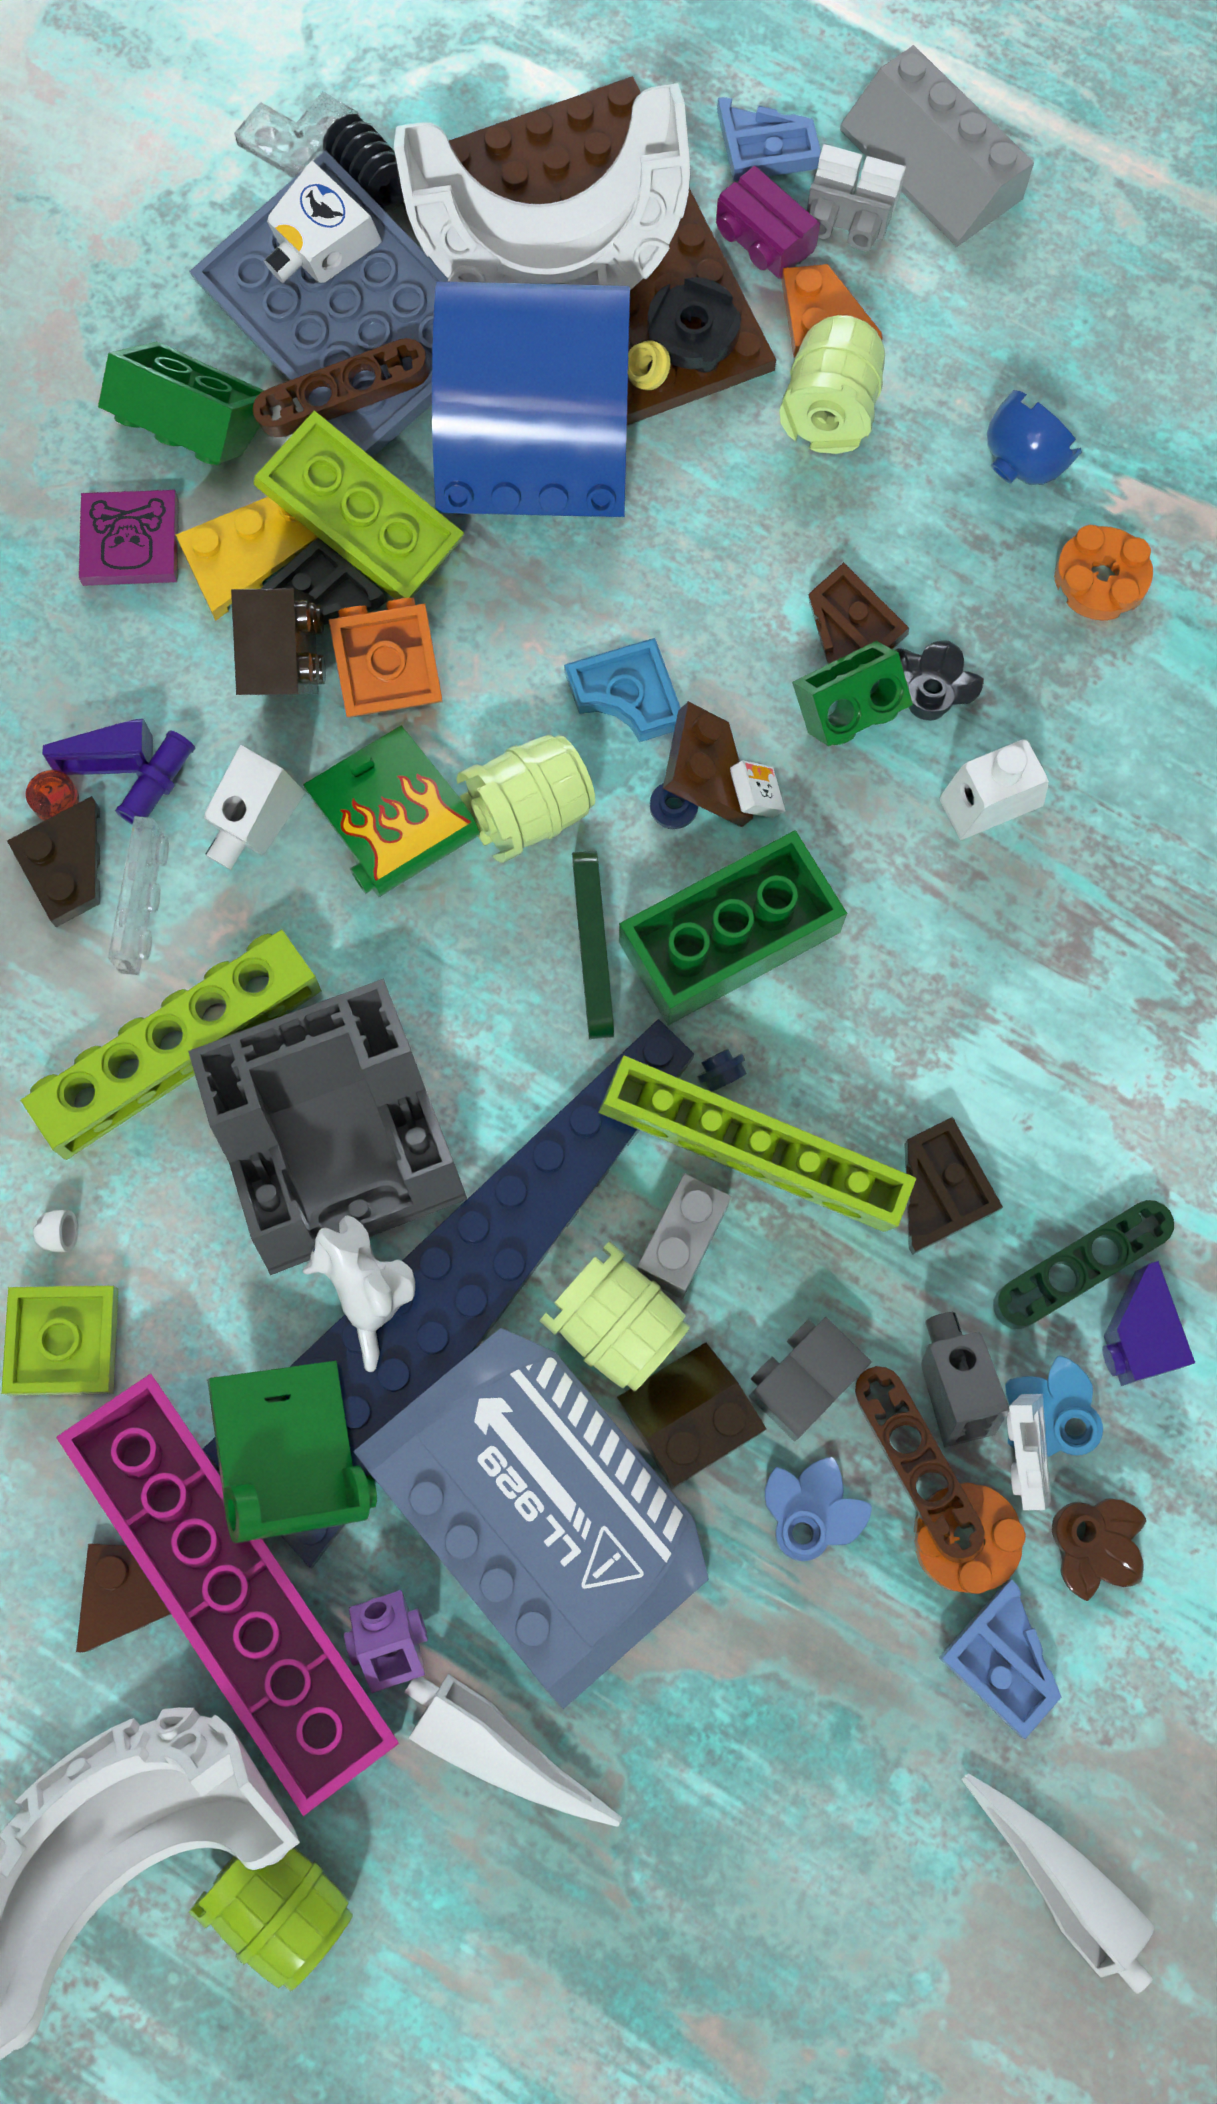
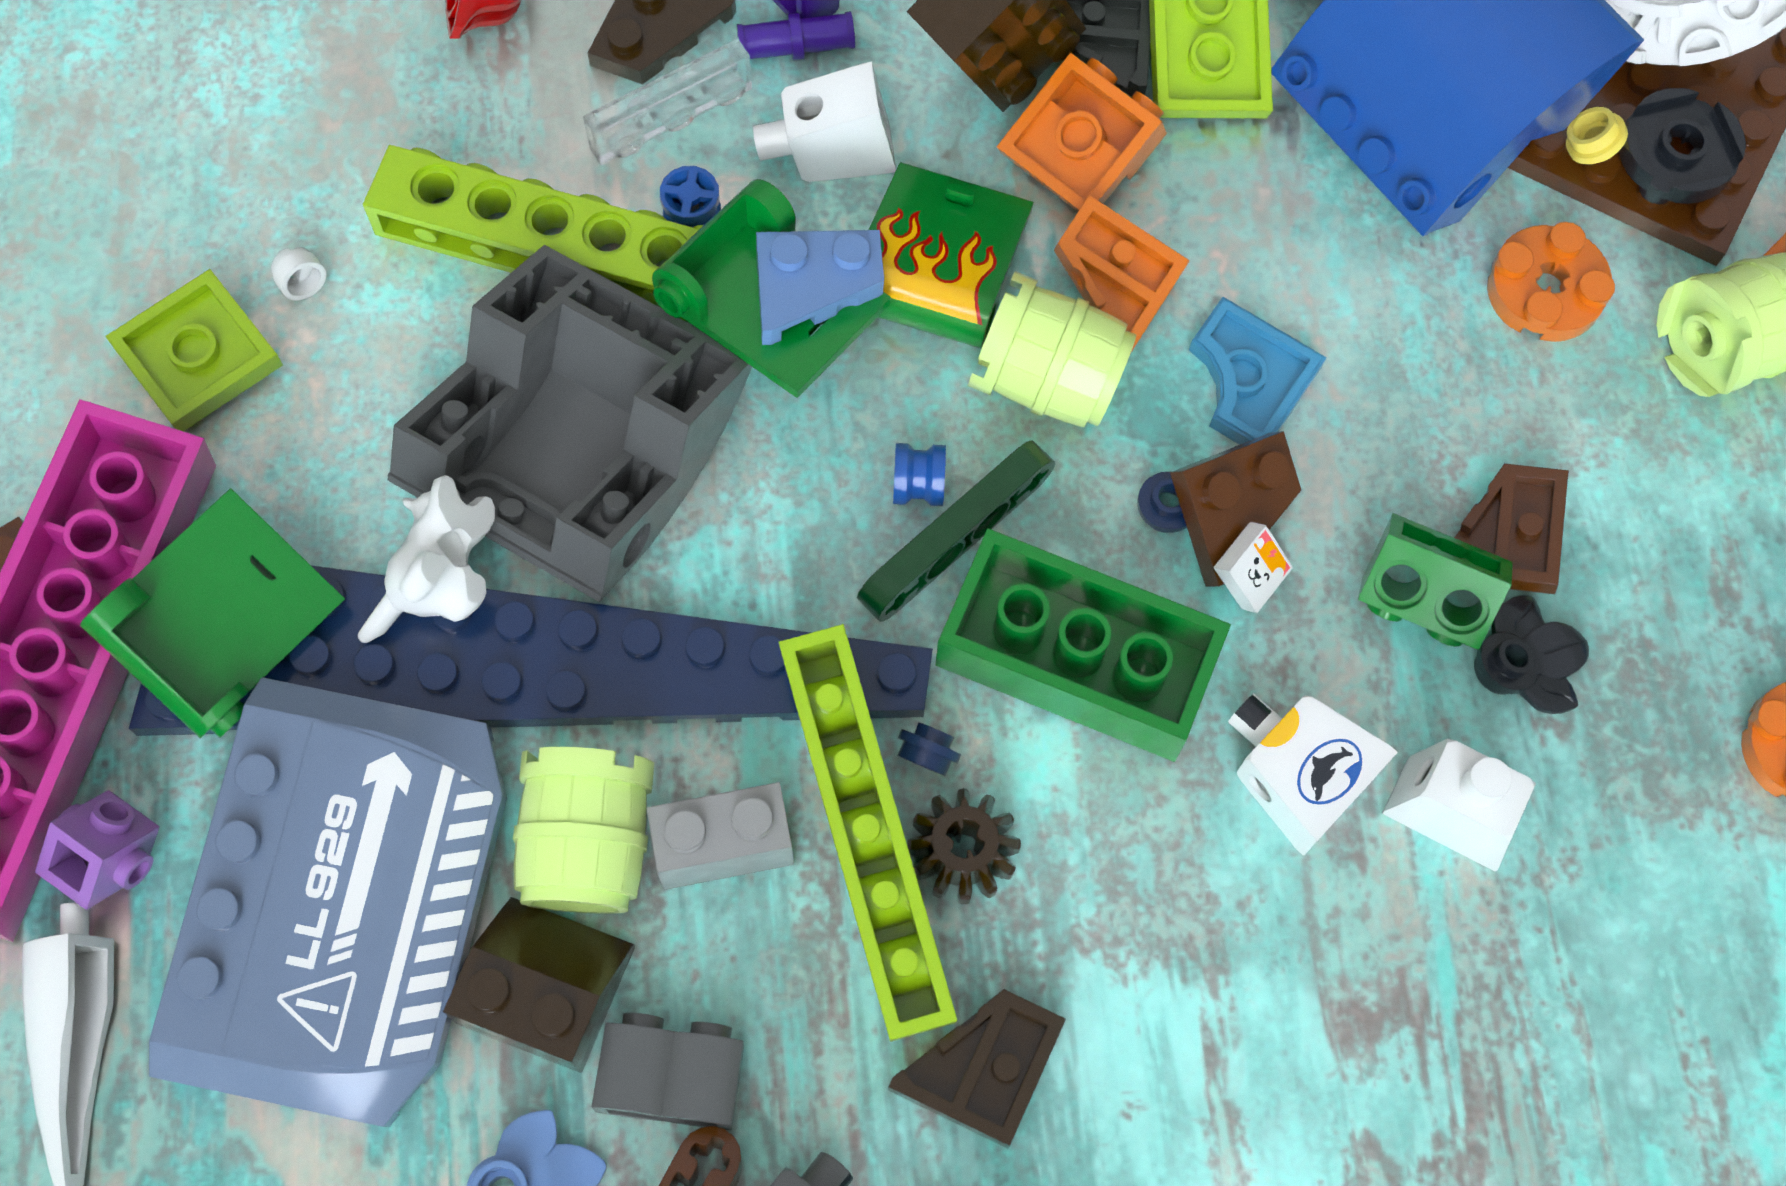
camera: 50 degrees right, 5 degrees down
(218, 927) = (685, 189): none -> blue wheel
(343, 934) = (716, 290): none -> green door
(358, 898) = (814, 276): none -> medium blue wing
(493, 709) = (1118, 265): none -> orange wing
(537, 938) = (919, 474): none -> blue wheel
(710, 446) = (1567, 256): none -> orange plate
(806, 1079) = (989, 845): none -> dark brown gear
(905, 858) = (1306, 764): none -> white torso

